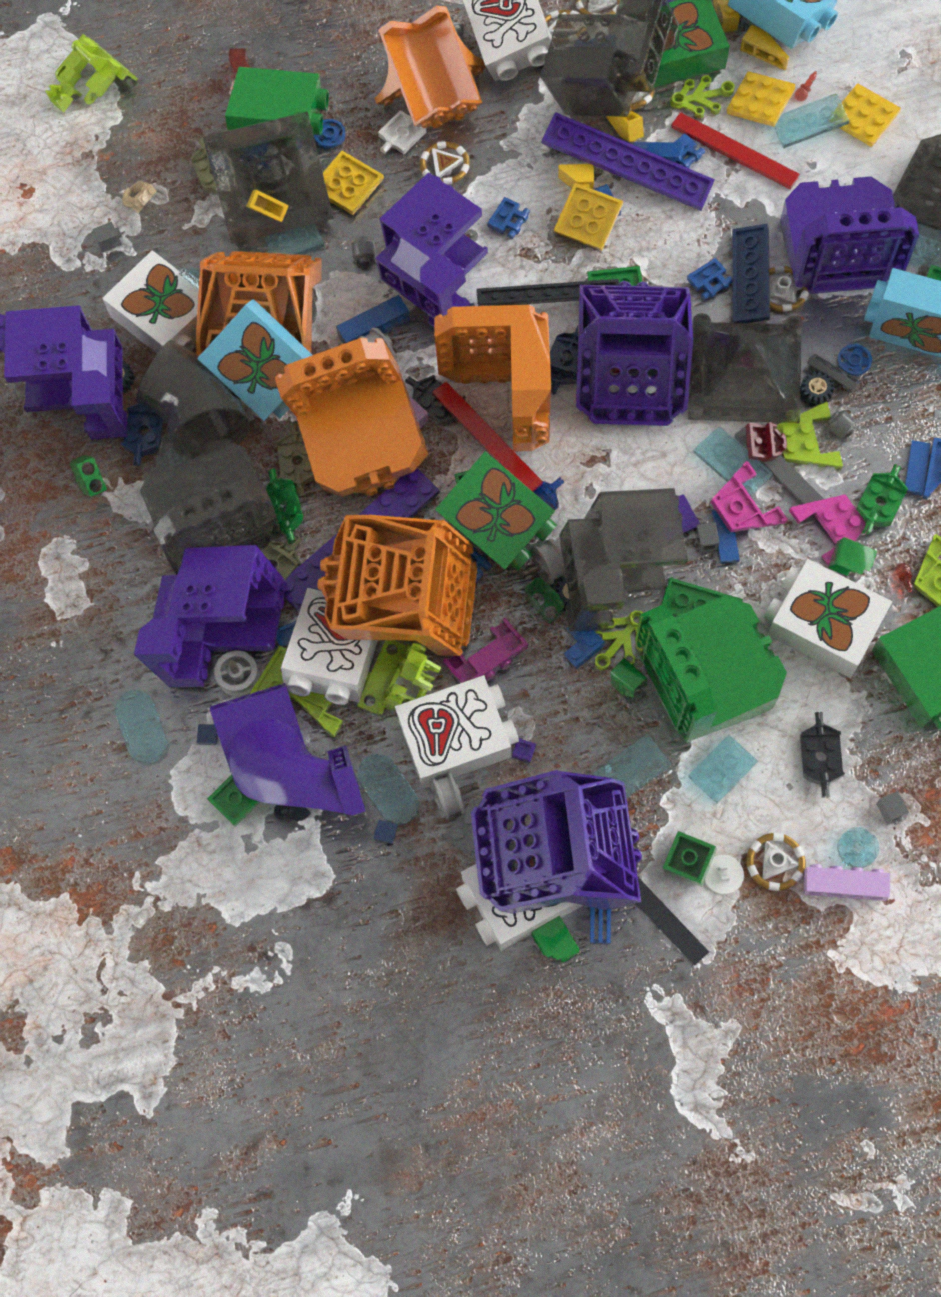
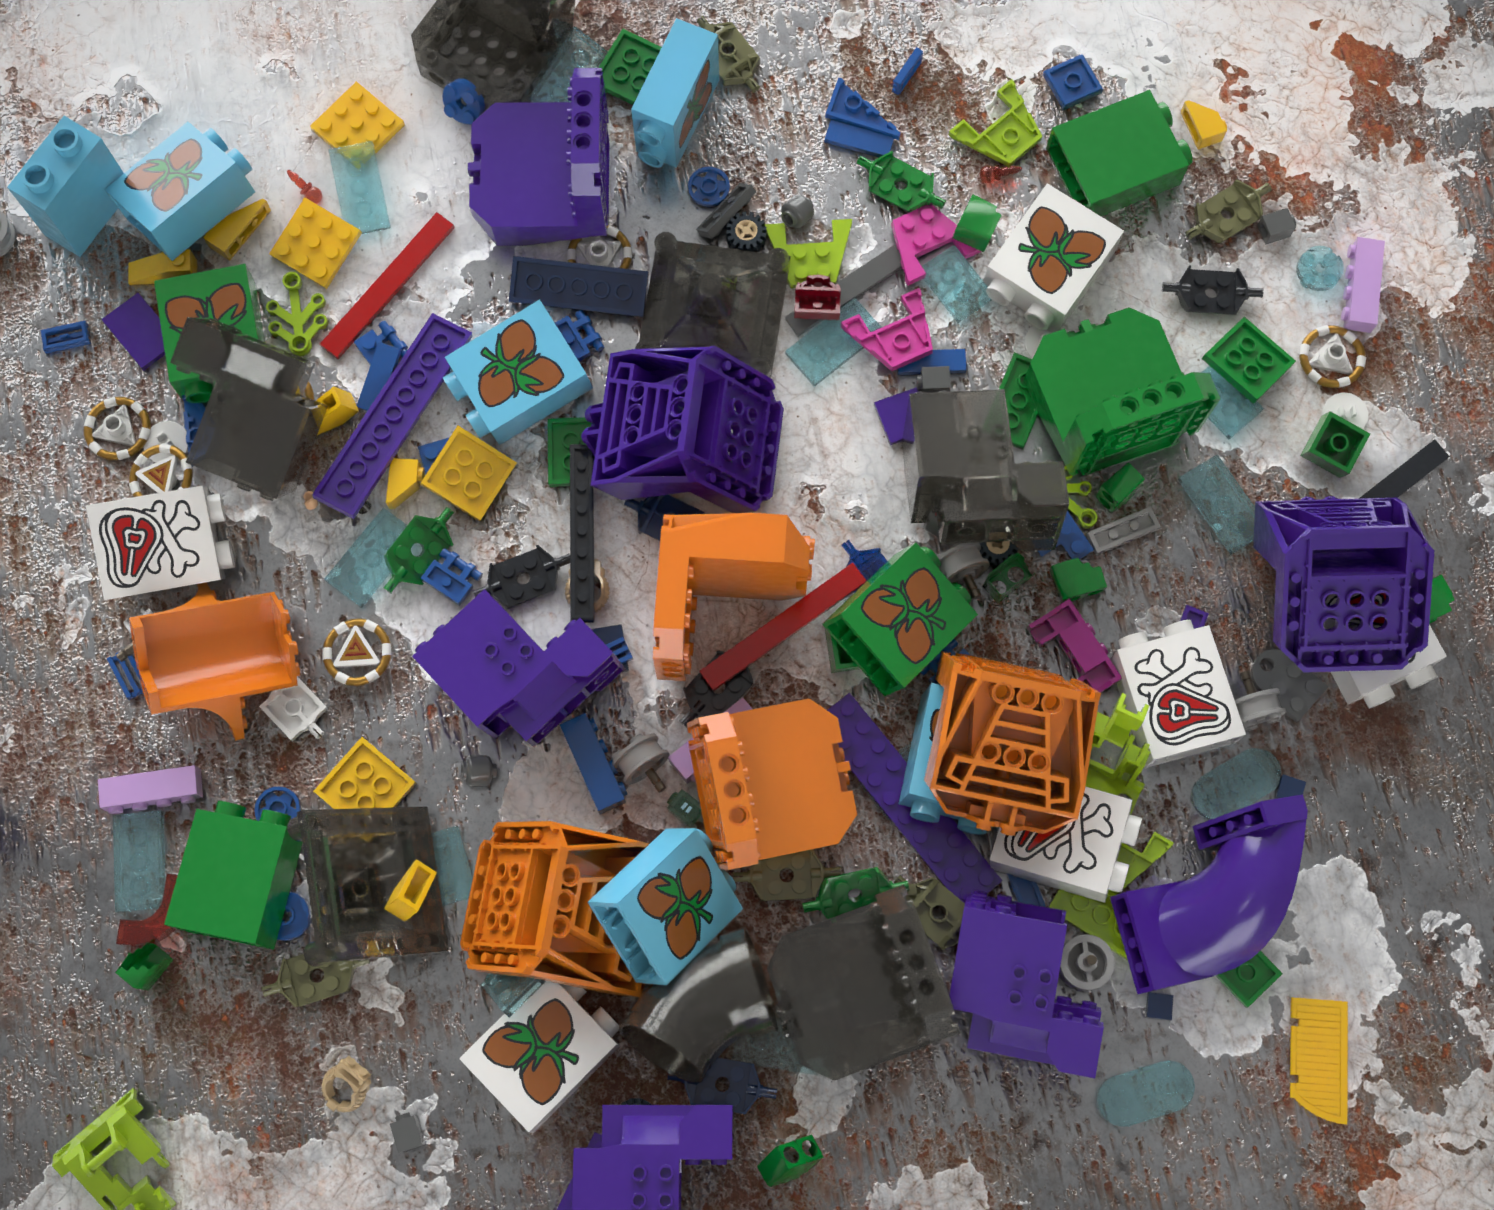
camera: 90 degrees left, 5 degrees up
(171, 860) = (1320, 1057): none -> yellow piece
(220, 72) = (144, 966): none -> green piece
(293, 56) = (139, 860): none -> clear light blue tile
(337, 53) = (150, 788): none -> lavender brick
(510, 251) = (536, 563): none -> black plate
(516, 181) = (432, 537): none -> green plate
(518, 167) = (363, 565): none -> clear light blue tile
(548, 654) = (1077, 580): none -> green piece
(594, 690) = (1123, 530): none -> light grey plate
(670, 236) = (516, 374): none -> medium azure brick
(759, 785) = (1248, 360): none -> green plate
(796, 547) = (956, 283): none -> clear light blue tile
(893, 174) = (455, 108): none -> blue plate
(893, 751) = (1240, 200): none -> olive plate

